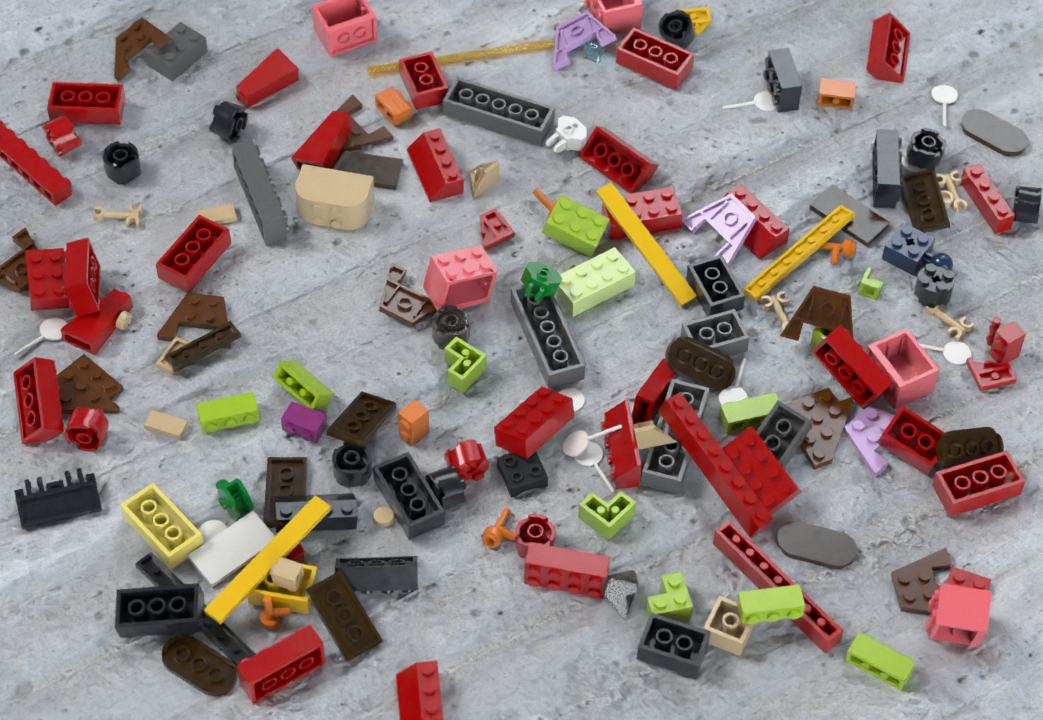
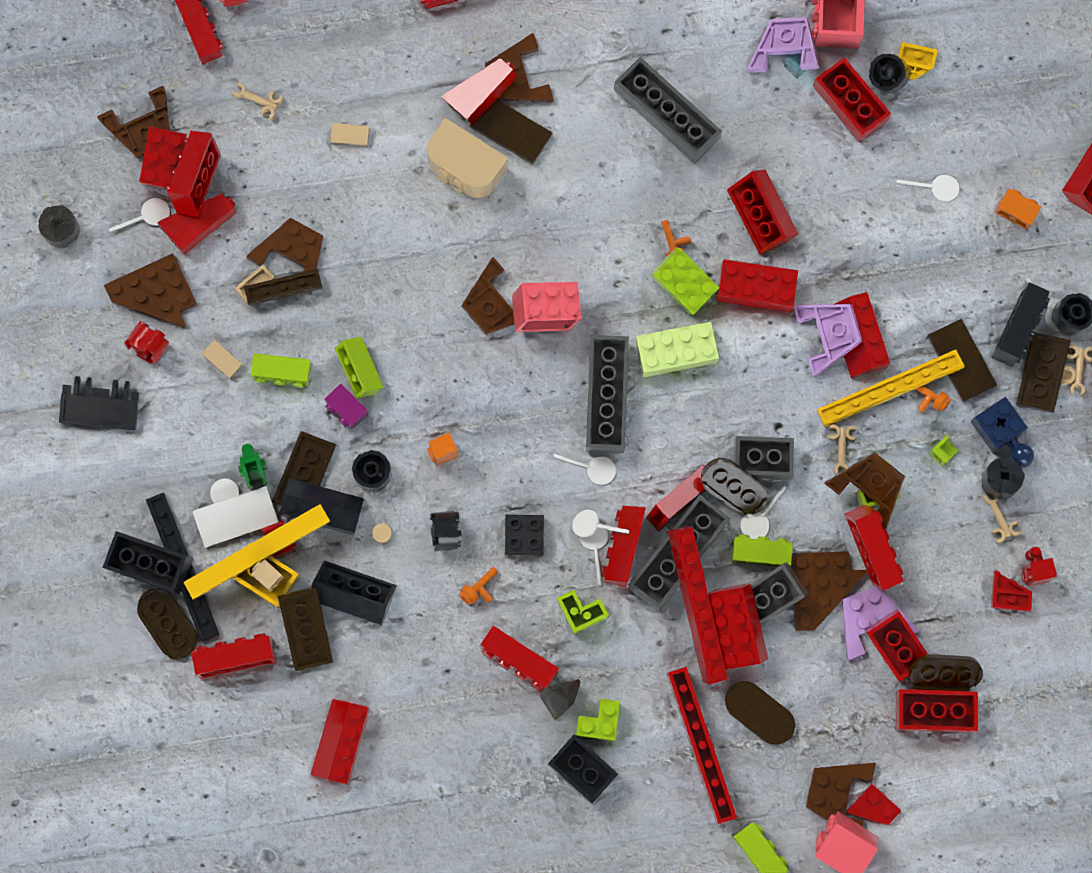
camera: 20 degrees right, 25 degrees up
(38, 401) = (112, 297): red slope -> none
(121, 162) = (282, 49): black brick -> none
(123, 320) = (220, 229): tan tile -> none
(161, 525) = (179, 473): light yellow brick -> none
(193, 253) = (310, 177): red brick -> none
(228, 120) = (397, 27): black brick -> none
(260, 192) = (396, 123): dark grey brick -> none
(270, 616) = (244, 602): orange piece -> none
(361, 419) = (397, 426): dark brown tile -> none
(393, 106) = (567, 63): orange brick -> none
(409, 495) = (410, 524): black brick -> none
(423, 80) = (608, 44): red brick -> none
(435, 166) = (579, 153): red slope -> none
(448, 324) = (511, 346): clear smoke brick -> none
(465, 363) = (519, 401): lime brick -> none
(468, 460) = (476, 509): red brick -> none
(470, 55) = (660, 22): clear yellow piece -> none
(483, 177) = (621, 182): tan slope -> none
(494, 229) = (607, 250): wing -> none
(534, 422) = (553, 492): red brick -> none
(534, 529) = (503, 601): red brick -> none
(540, 280) = (617, 343): green hinge -> none
(567, 136) = (722, 165): white hinge -> none
(646, 244) = (742, 329): yellow tile -> none
(650, 435) = (651, 549): tan slope -> none
(715, 286) = (789, 400): black brick -> none
(727, 628) = (641, 769): tan brick -> none
(770, 604) = (681, 772): lime brick -> none
(782, 80) = (968, 176): brick -> none
(907, 367) = (924, 561): coral container -> none
(953, 352) = (989, 555): white piece -> none

